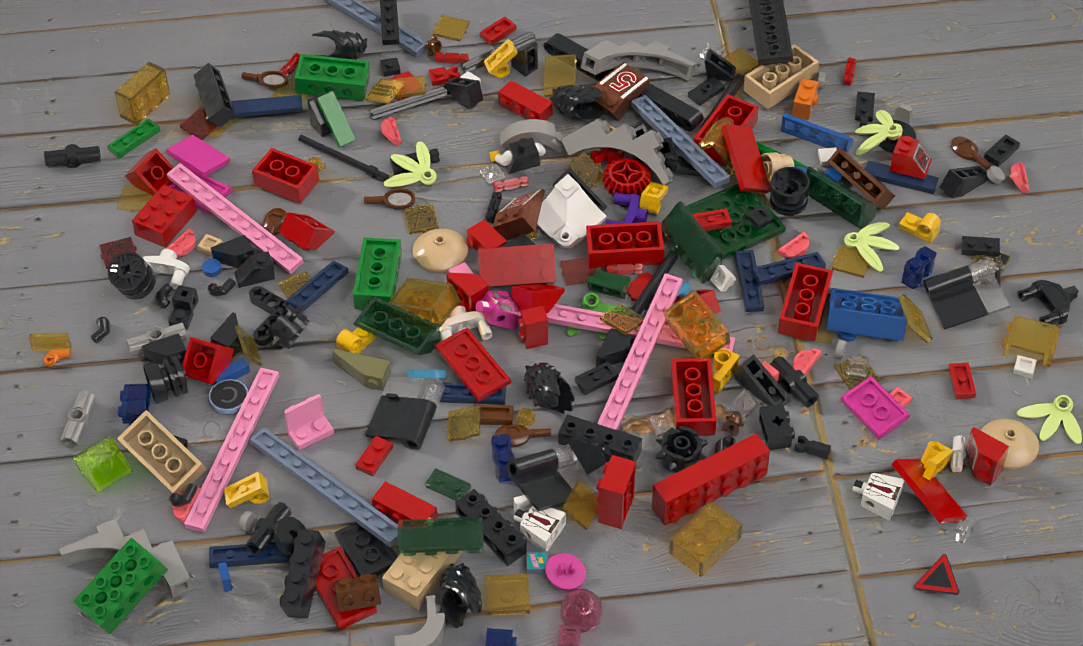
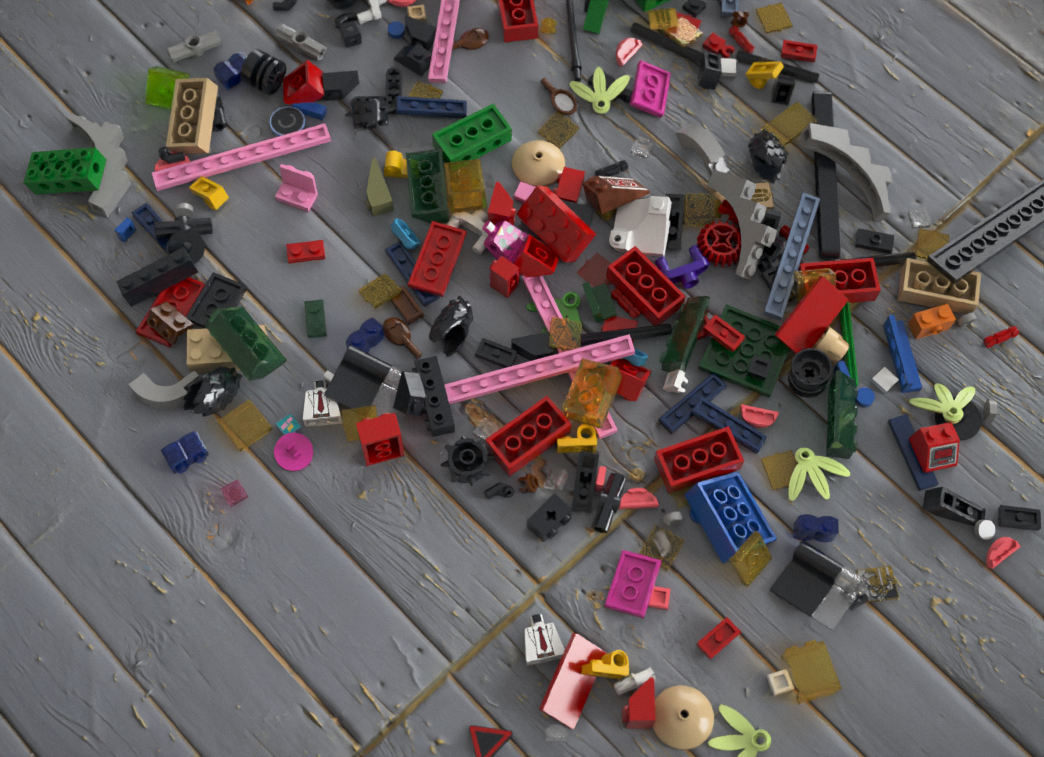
camera: 50 degrees right, 15 degrees up
(164, 348) = (295, 54): black slope -> none
(181, 316) = (335, 44): black plate -> none
(221, 290) = (380, 50): black arm -> none
(248, 345) = (336, 102): clear yellow piece -> none
(305, 231) = (478, 63): red slope -> none
(326, 486) = (248, 235): sand blue plate -> none
(401, 505) = (268, 302): red brick -> none
(406, 410) = (359, 244): black door -> none
(443, 137) = (650, 89): none -> dark pink tile
(497, 532) = (294, 373): black brick -> none
(509, 184) = (645, 166): axle -> none
(519, 155) = (676, 153): black torso -> none
(524, 102) = (736, 120): red brick -> none
(525, 413) = (416, 325): clear yellow plate -> none
(581, 609) = (265, 486): clear pink cylinder -> none
(620, 89) = (807, 175): copper slope -> none
(652, 197) = (714, 274): yellow plate -> none
(705, 538) = (394, 533): clear yellow brick -> none
(710, 479) = (451, 501): red brick -> none
(718, 67) = (906, 232): black slope -> none
(813, 447) = (553, 561): black bar -> none
(861, 178) = (876, 421): reddish brown brick -> none
(864, 107) = (968, 375): black plate -> none
(923, 228) = (869, 506): yellow plate -> none
(968, 150) = (996, 488): reddish brown piece -> none
(980, 246) = (887, 565): black plate -> none
(1053, 297) = (878, 665): black connector -> none

